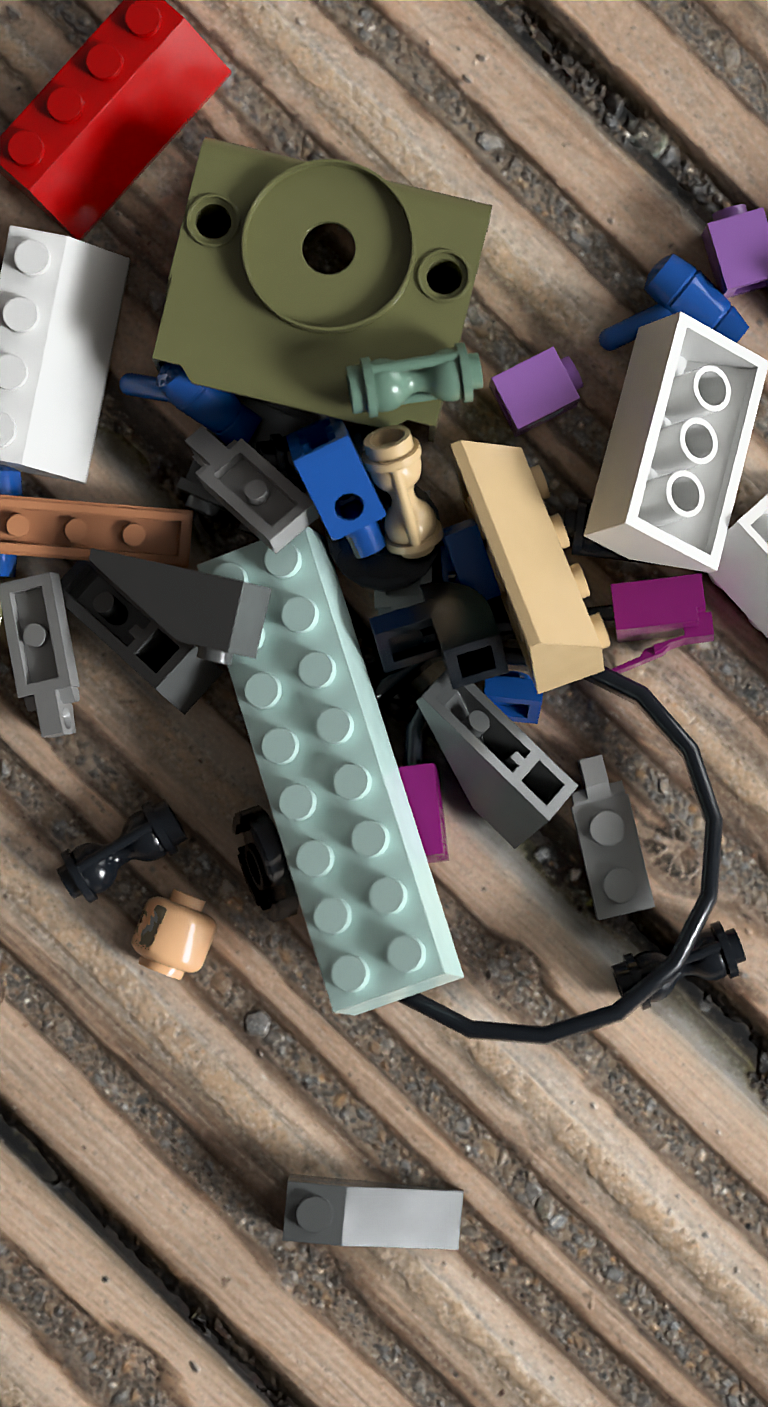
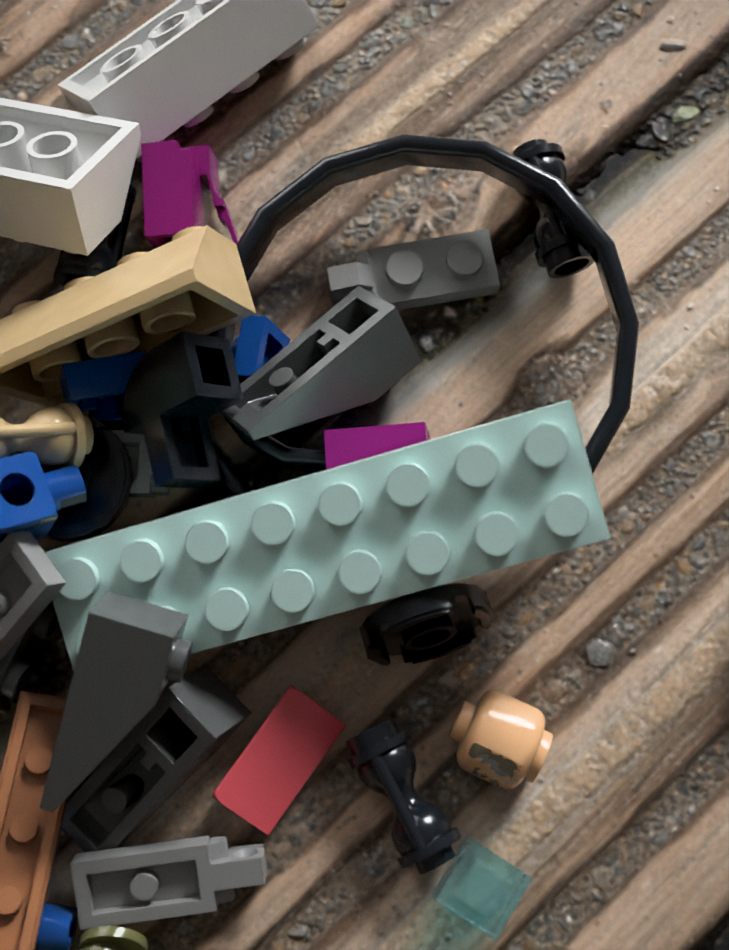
camera: 85 degrees left, 10 degrees down
(49, 920) = (481, 887): none -> clear light blue brick
(146, 742) = (279, 760): none -> coral slope

